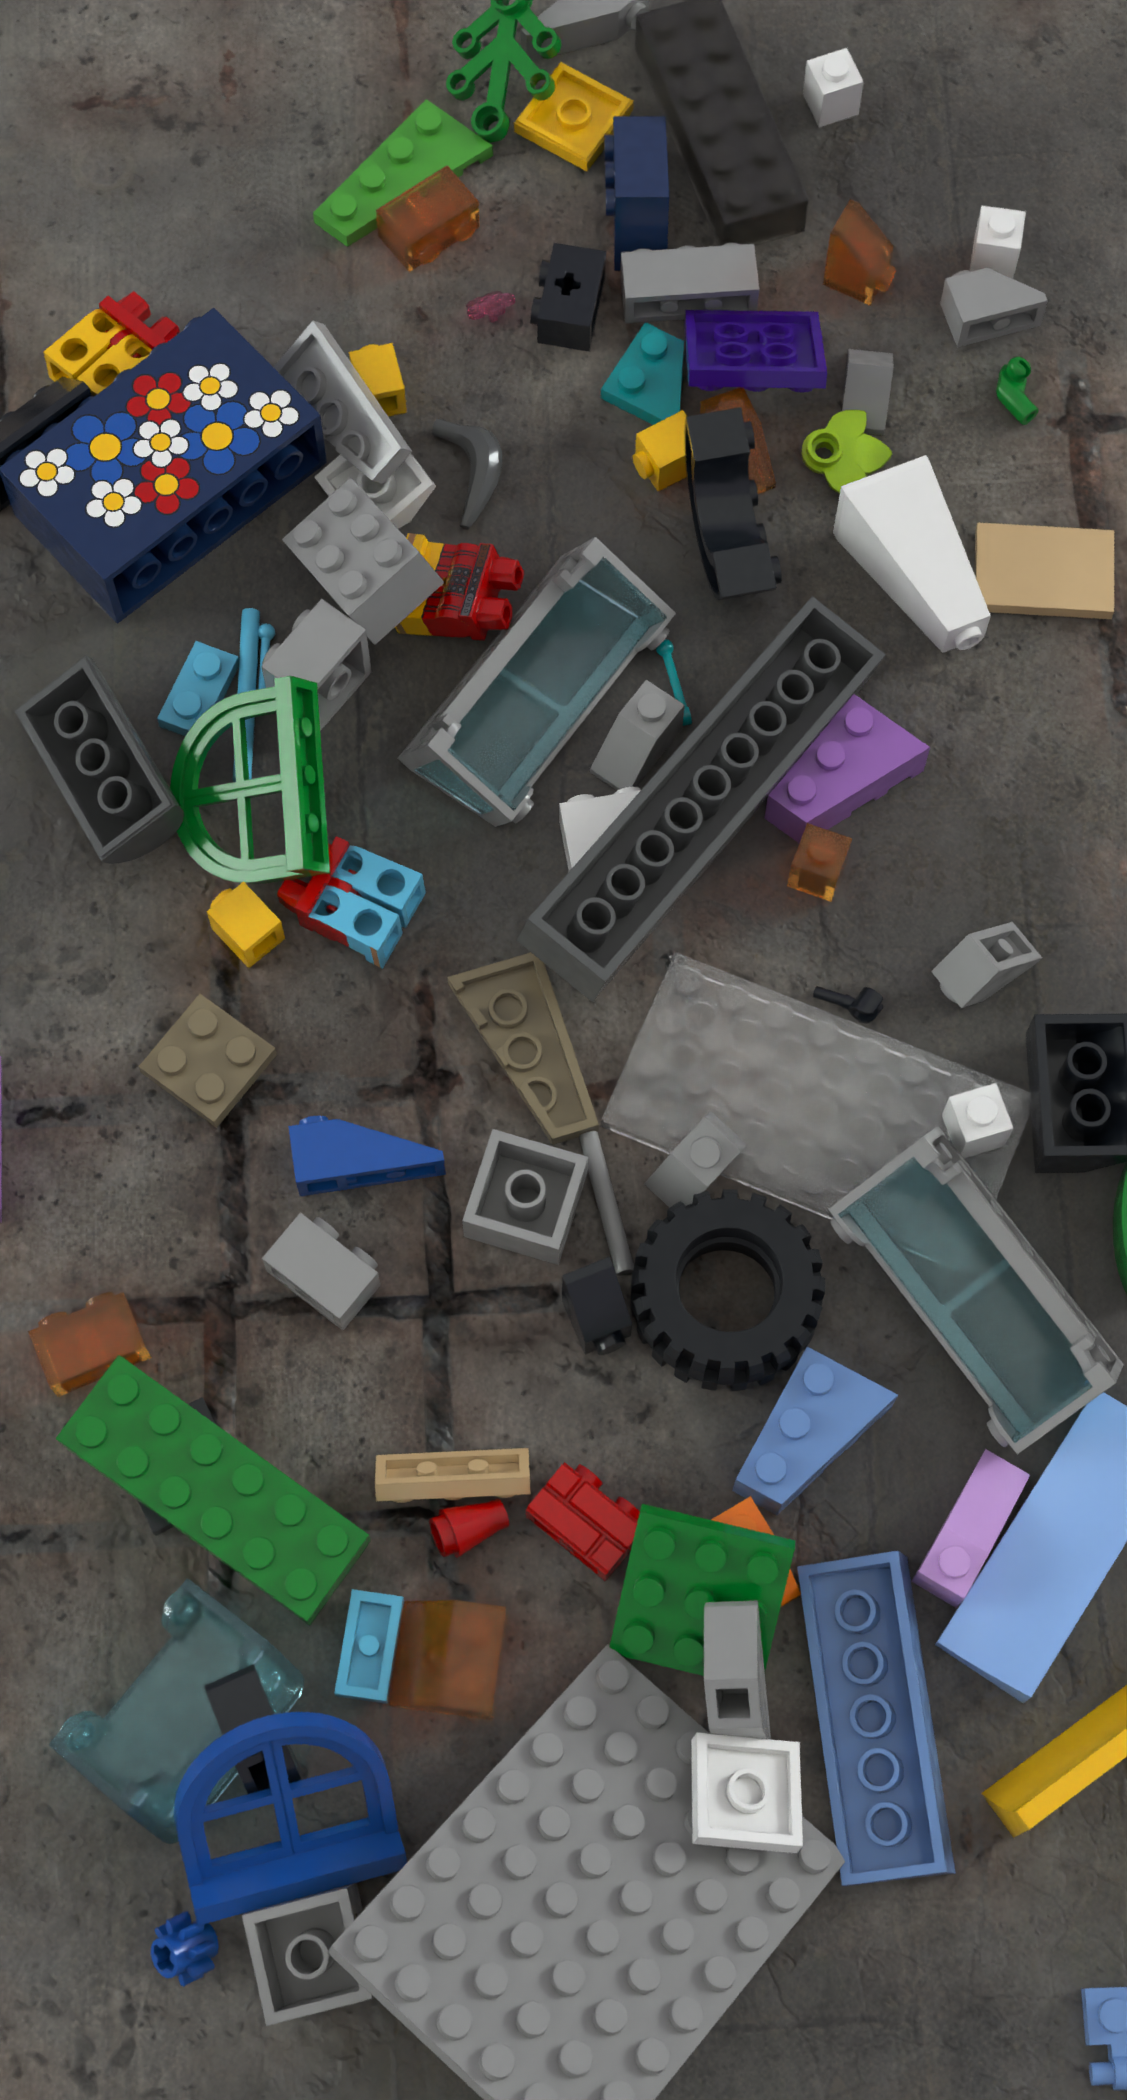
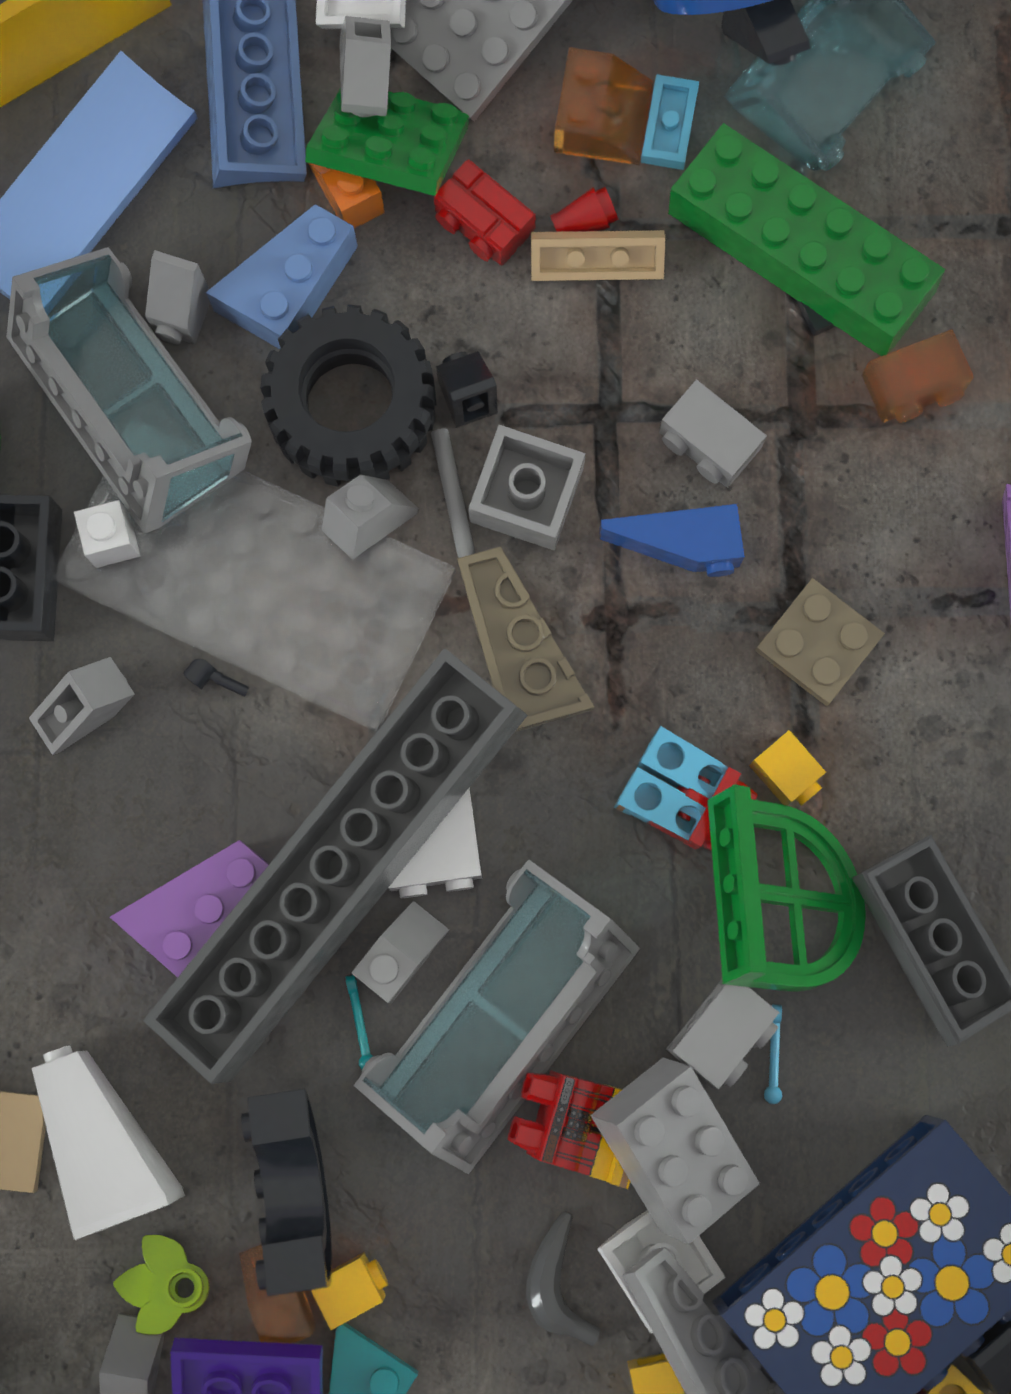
camera: 175 degrees left, 10 degrees up
(198, 687) = (840, 1029): medium azure plate -> none
(248, 671) = (790, 1043): medium azure bar -> none
(819, 862) = (230, 811): clear orange brick -> none
(931, 1396) = (176, 298): none -> light grey slope
(971, 1529) = (156, 196): lavender slope -> none

